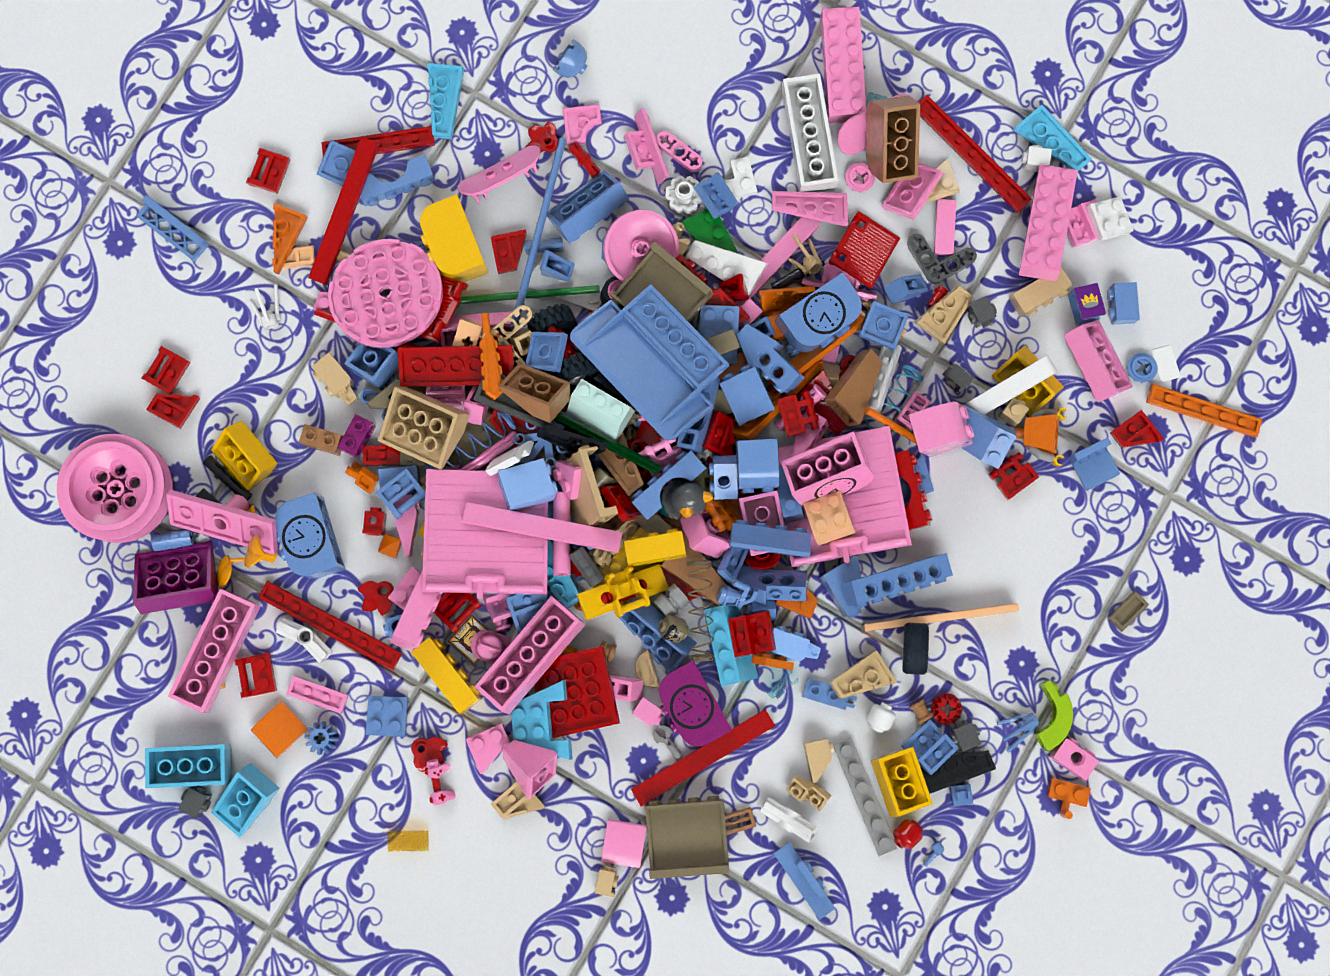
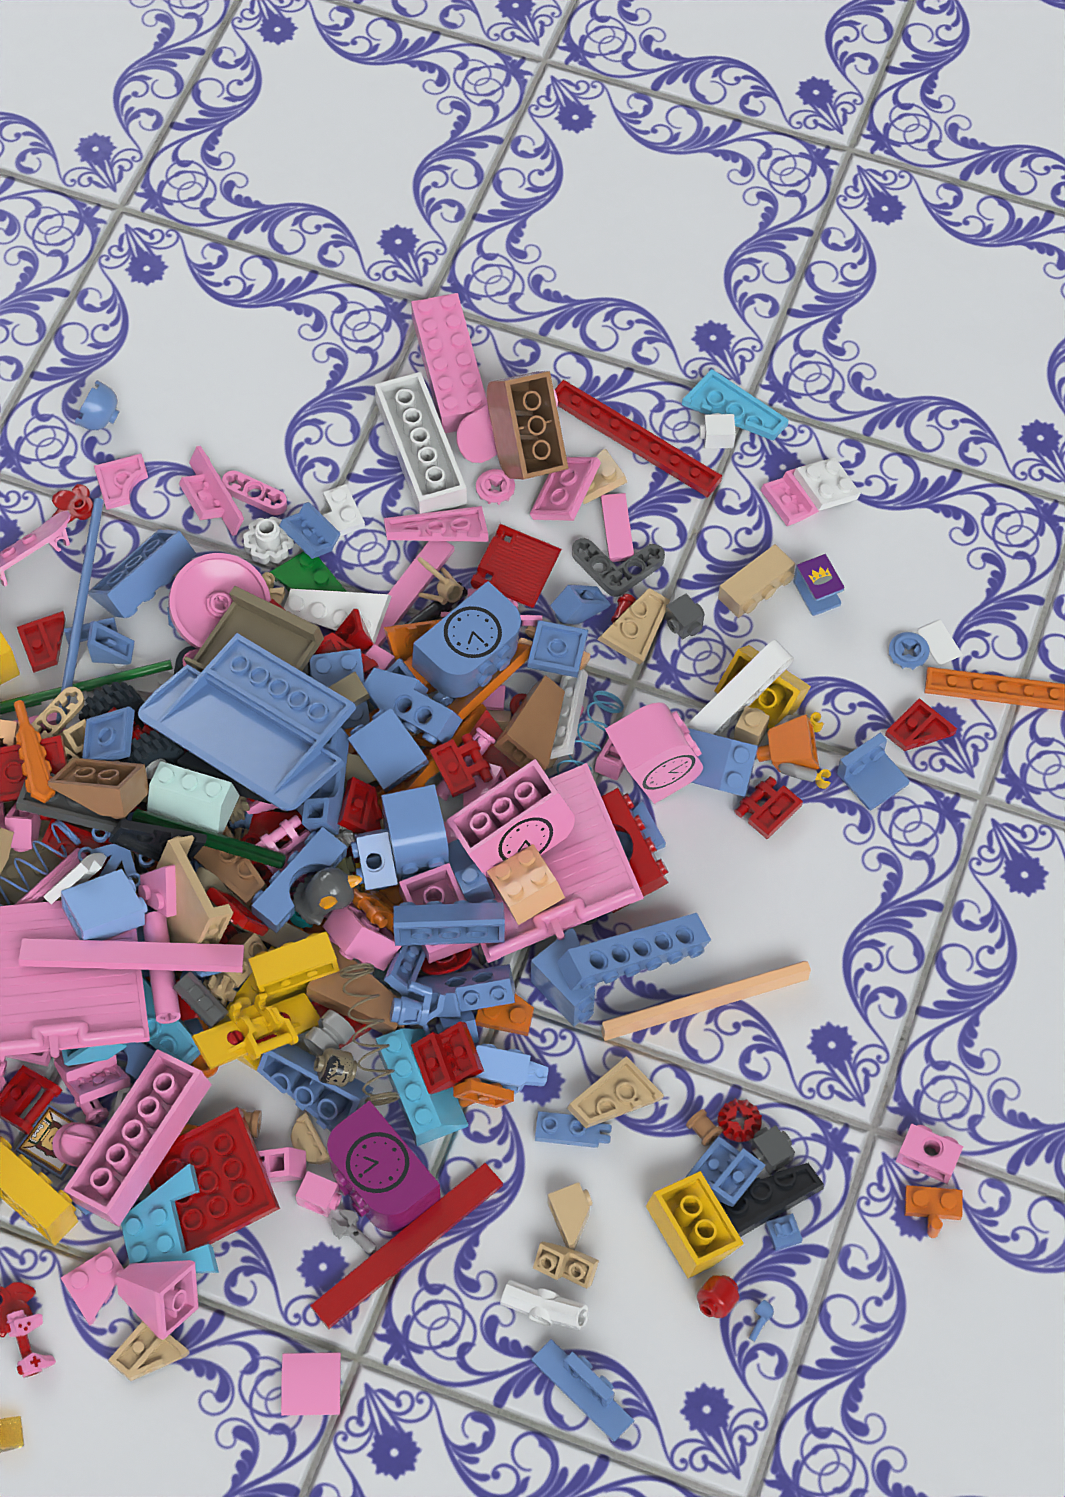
camera: 10 degrees left, 20 degrees down
(524, 607) = (121, 1071): medium blue wing -> none
(584, 159) = (130, 519): red pin -> none
(606, 881) = (293, 1440): tan brick -> none
(687, 837) = (401, 1356): dark tan panel -> none
(745, 827) = (451, 1347): medium nougat tile -> none
(778, 689) = (498, 1131): clear light blue plate -> none
(865, 796) = (648, 1259): light grey plate -> none
(881, 717) = (649, 1144): white head -> none
(887, 422) = (595, 766): orange bar -> none
(915, 648) = (678, 1040): black wheel -> none
(957, 378) = (671, 695): dark grey brick -> none
(1027, 724) = (854, 1119): medium blue plant -> none
(1048, 222) = (747, 497): bright pink brick -> none
(1061, 717) = (898, 1089): lime arch -> none
(1097, 360) = (848, 650): bright pink slope -> none
(1123, 303) = (866, 577): medium blue brick -> none
(1128, 611) = (960, 952): dark tan tile -> none

